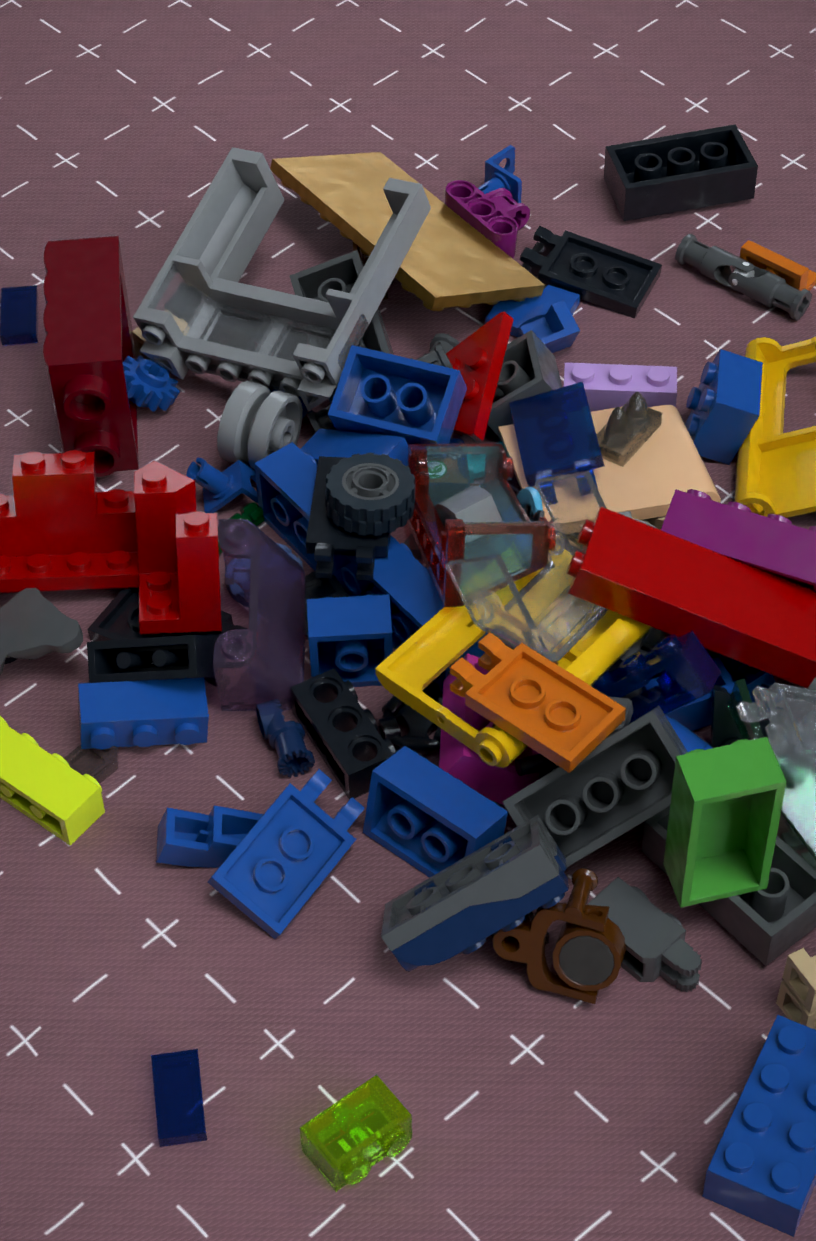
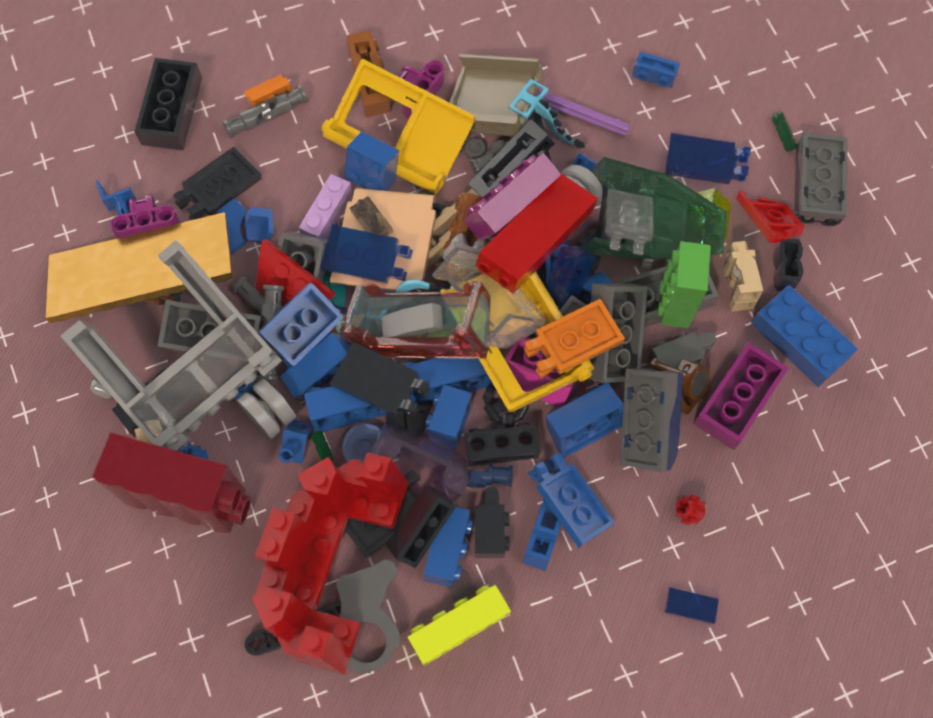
camera: 70 degrees left, 20 degrees up
(19, 315) = (75, 520): clear blue tile -> none
(200, 761) = (490, 527): none -> black hinge
(349, 1033) = (690, 509): none -> red gear
(356, 1133) = (745, 526): clear neon green brick -> none
(370, 494) = (384, 379): black wheel -> none
(602, 1046) = (741, 396): none -> magenta brick

